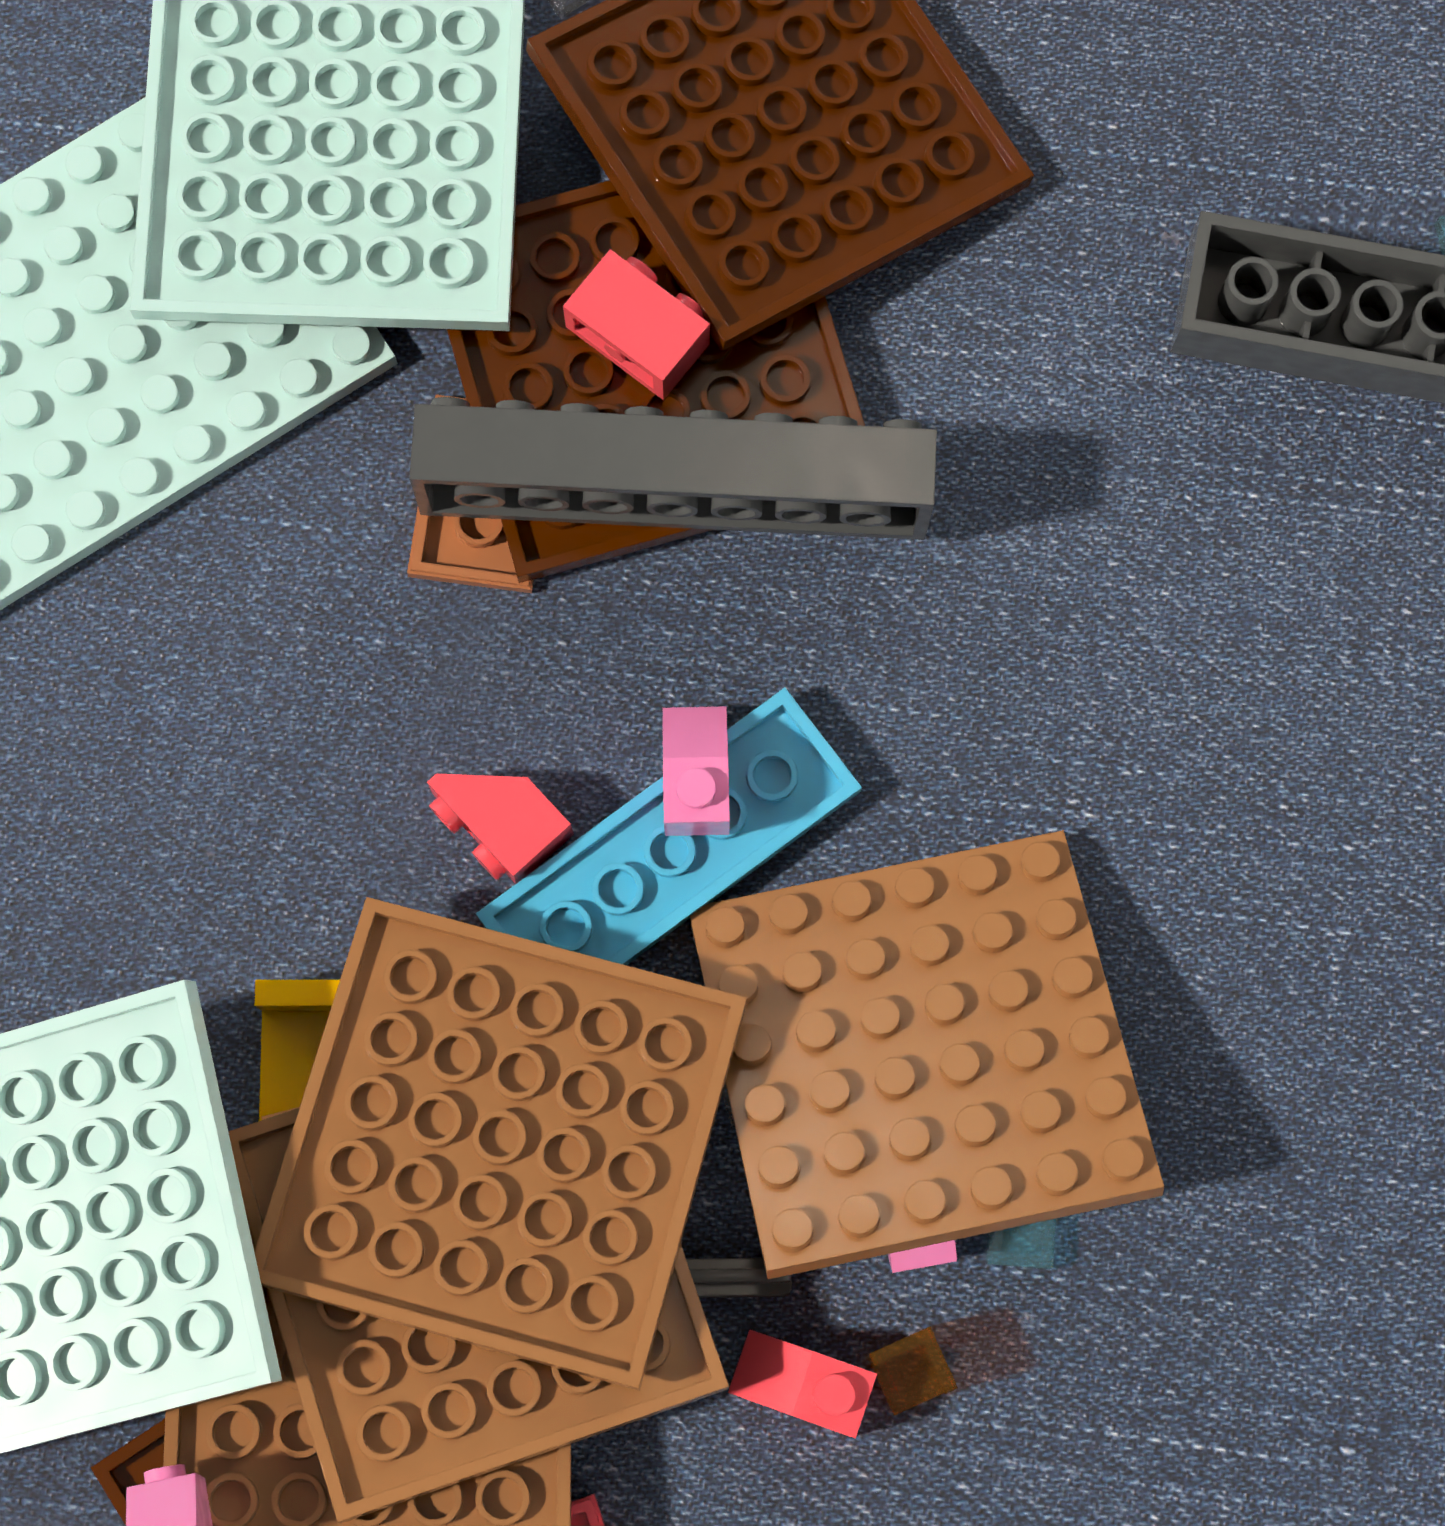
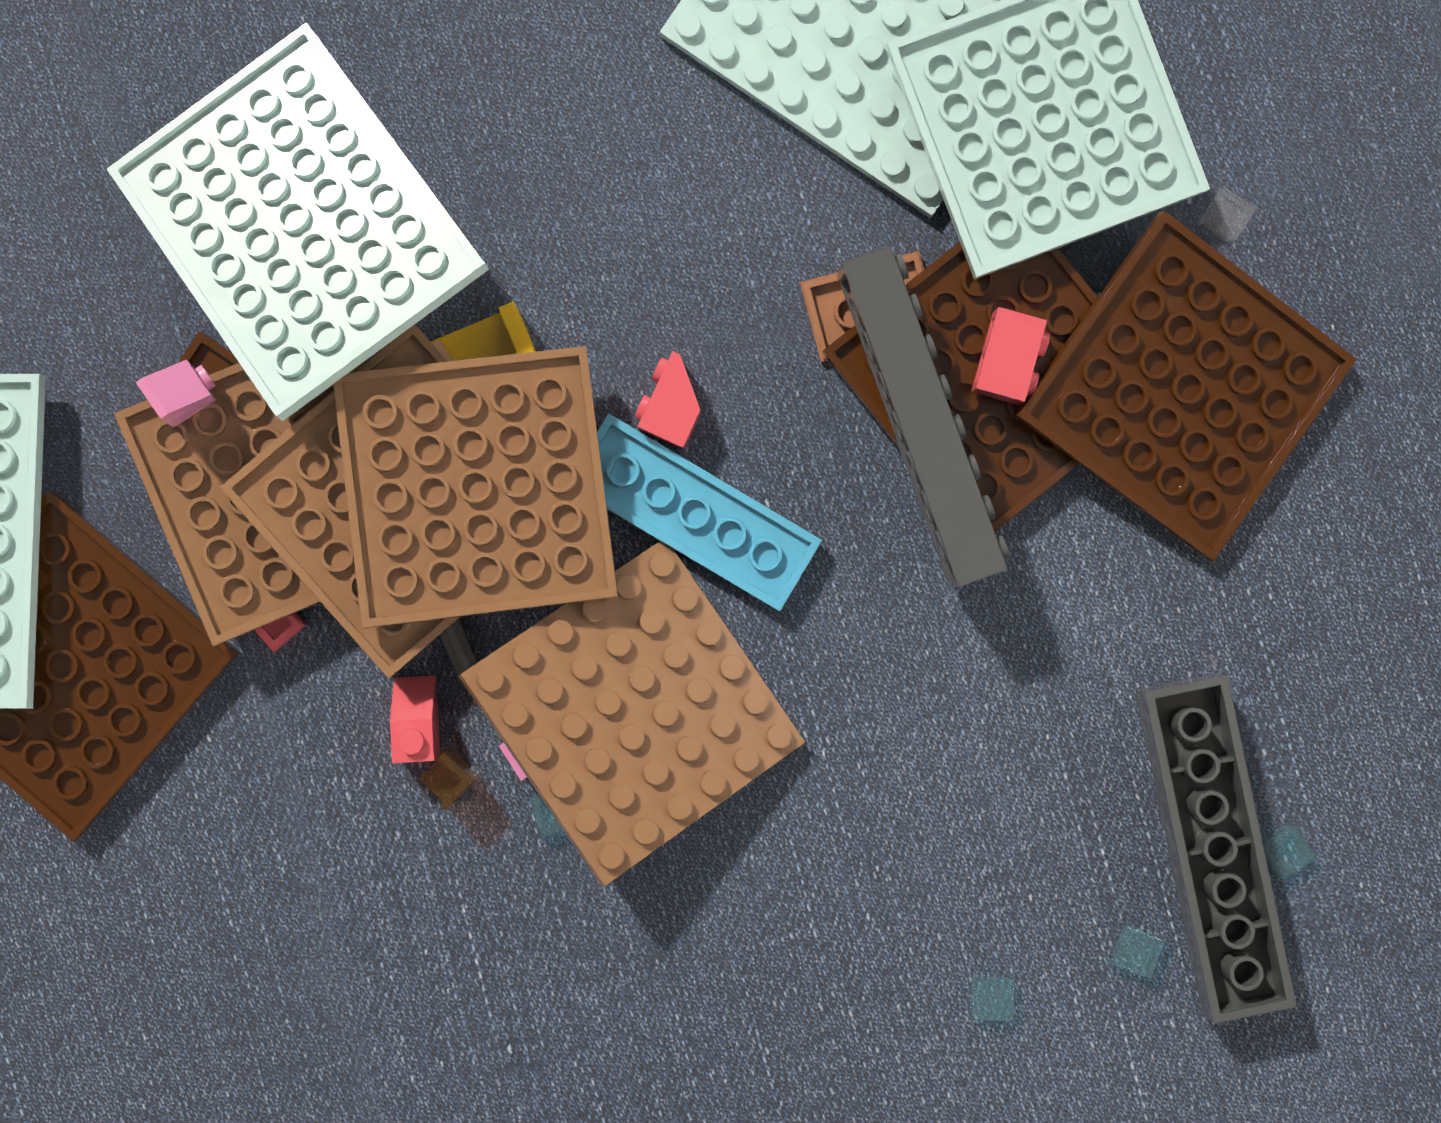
camera: 70 degrees right, 10 degrees up
(695, 771) = (747, 507): bright pink slope -> none

